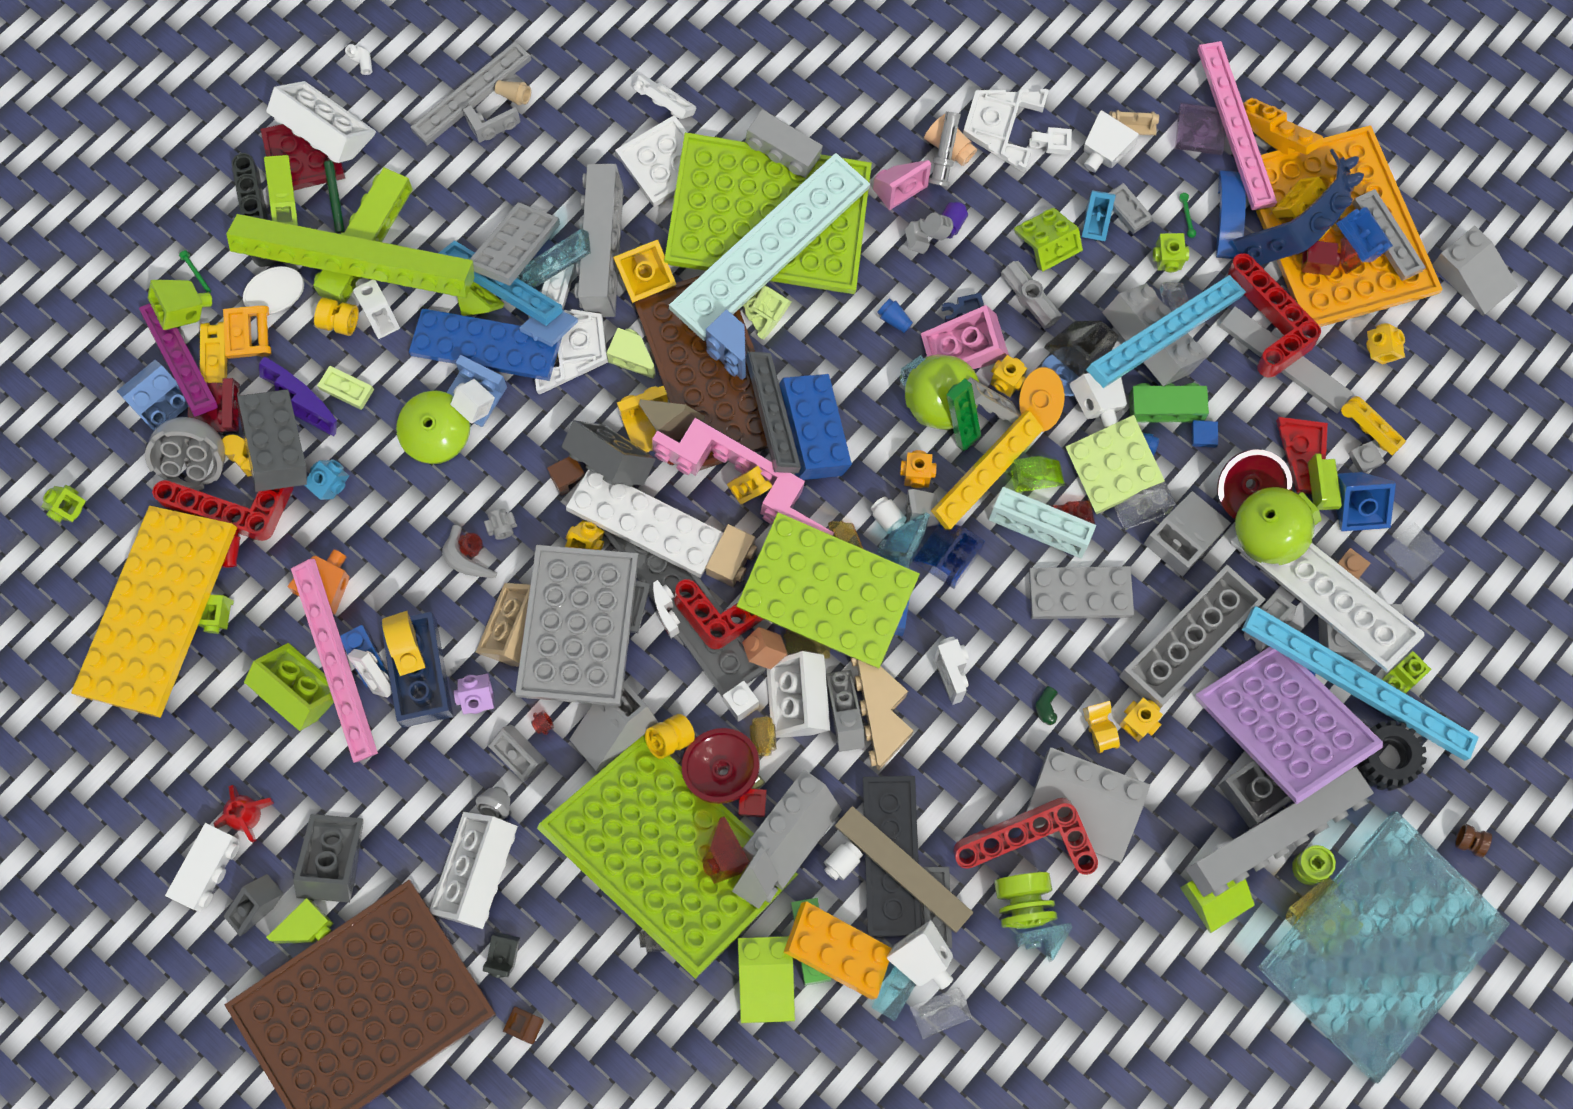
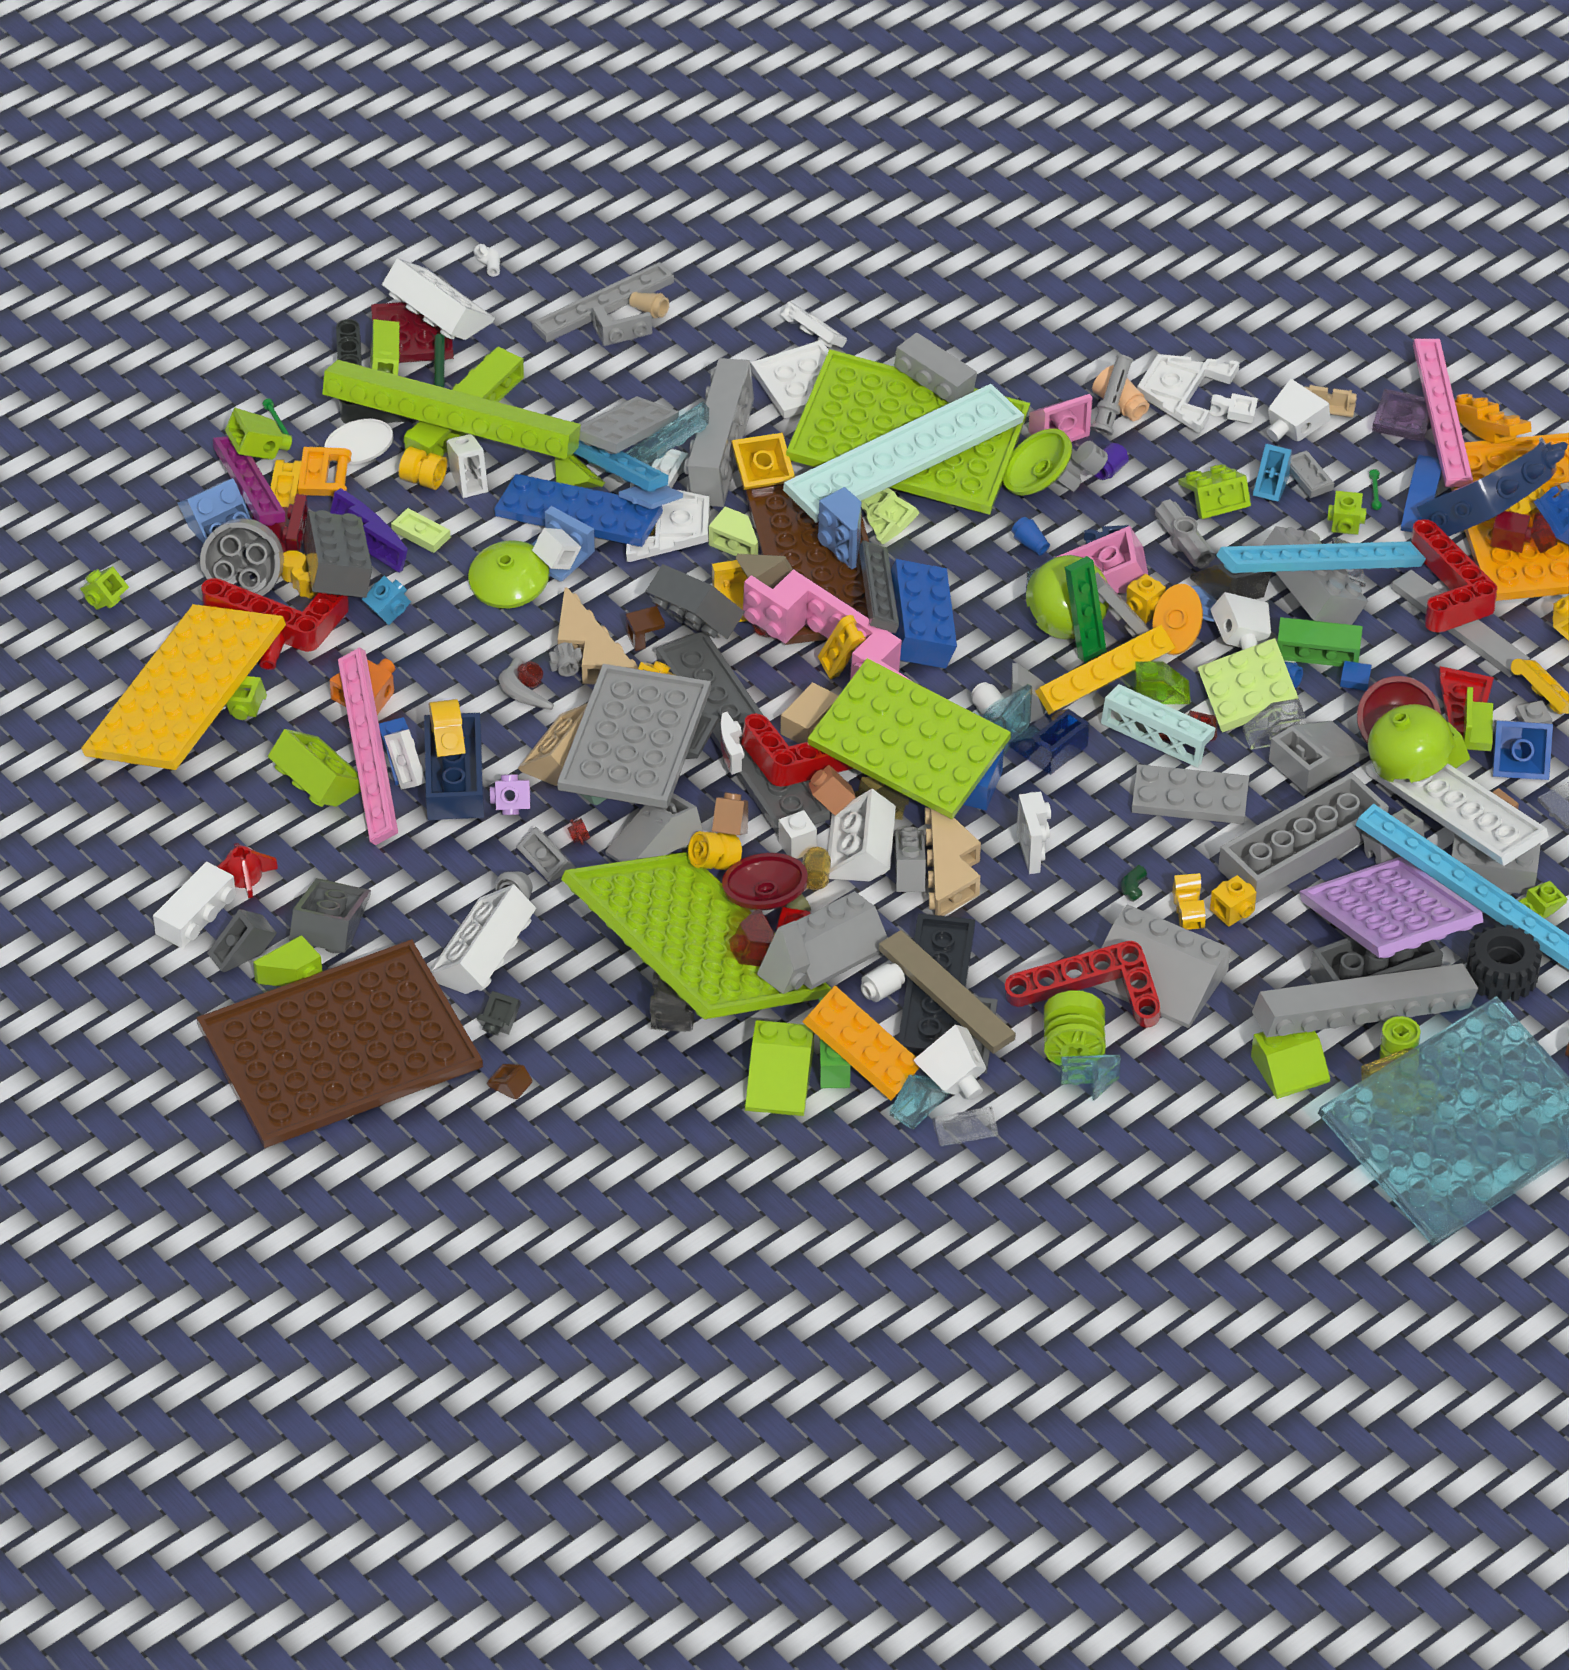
camera: 10 degrees right, 25 degrees down
(510, 493) = (584, 632): none -> tan slope
(645, 522) = (730, 673): white plate -> none
(678, 702) = (731, 815): none -> medium nougat slope
(882, 230) = (1038, 462): none -> lime dish
(918, 469) = (1032, 659): light orange brick -> none

